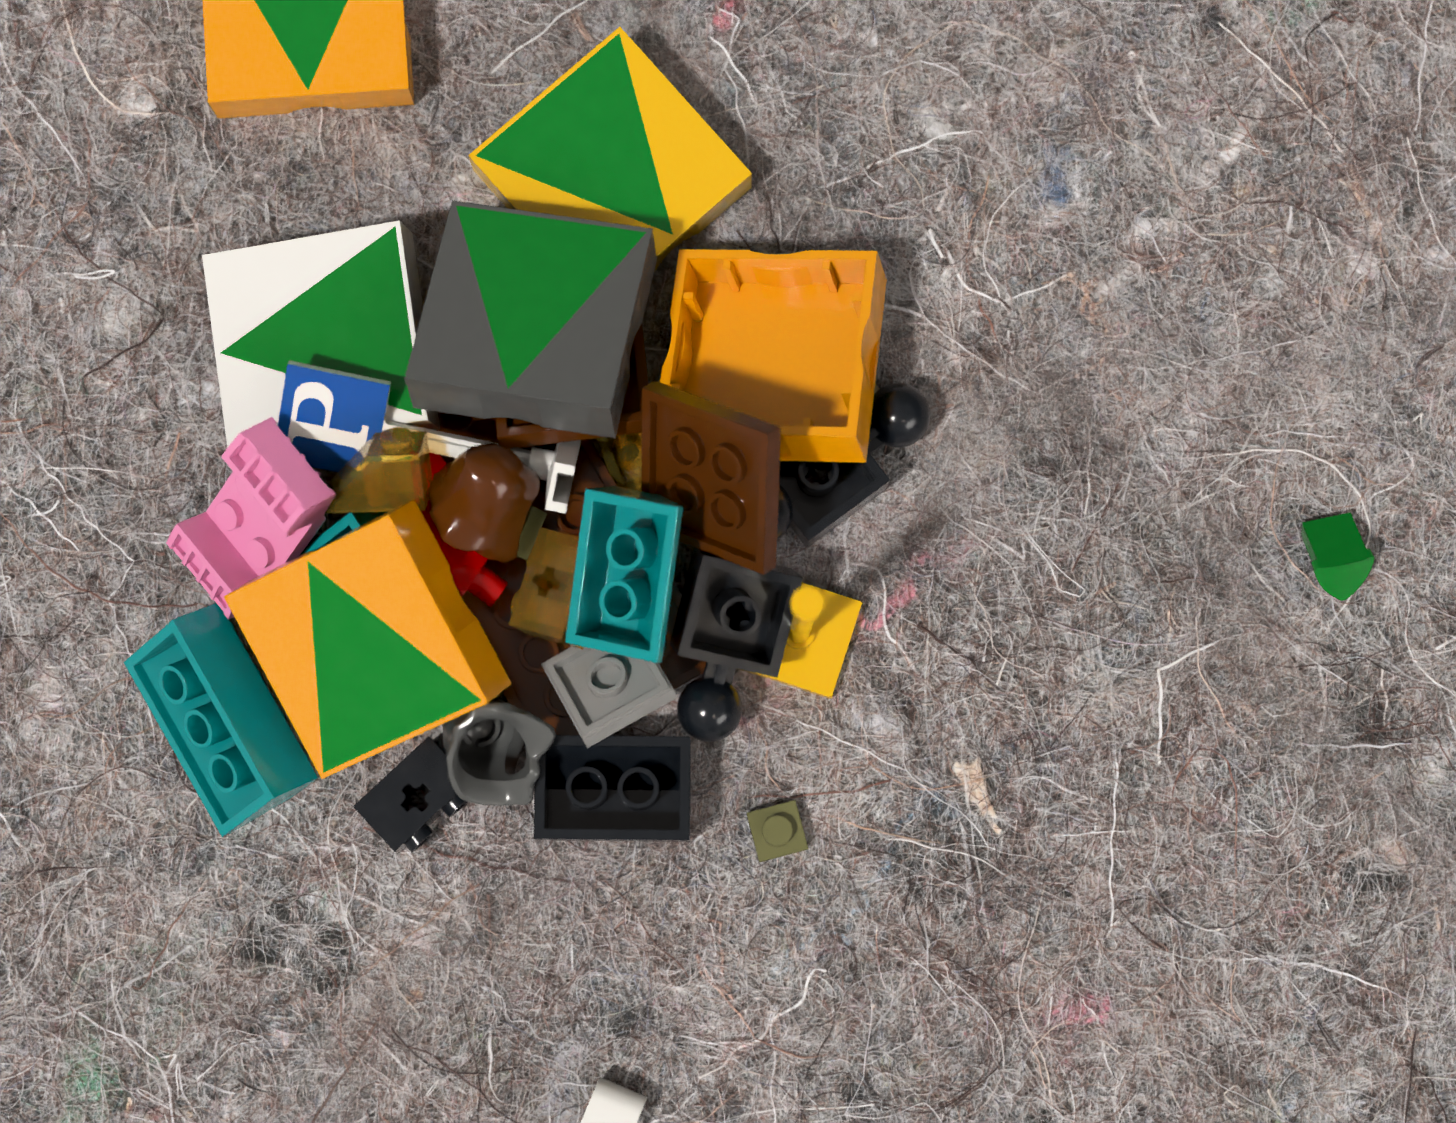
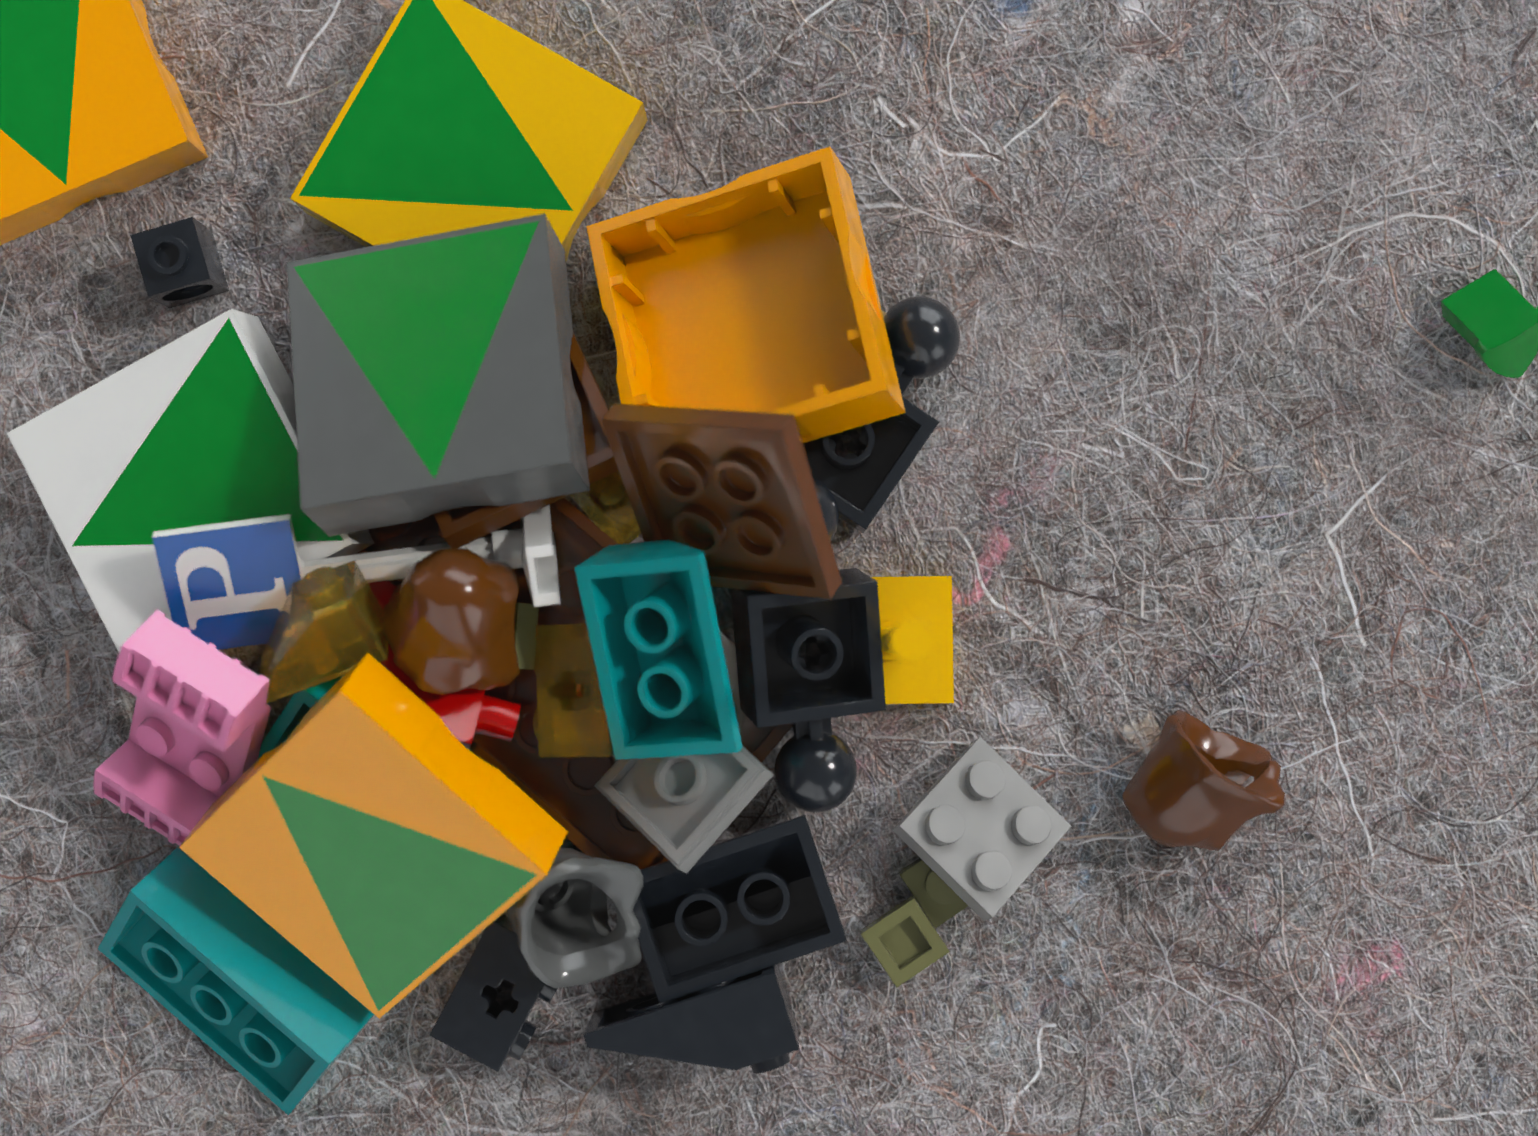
camera: 15 degrees left, 5 degrees up
(368, 175) = (179, 262): none -> black brick
(577, 869) = (719, 1026): none -> black slope
(732, 863) = (904, 941): none -> olive plate
(820, 798) = (982, 829): none -> light grey plate
(994, 820) = (1193, 785): none -> reddish brown piece

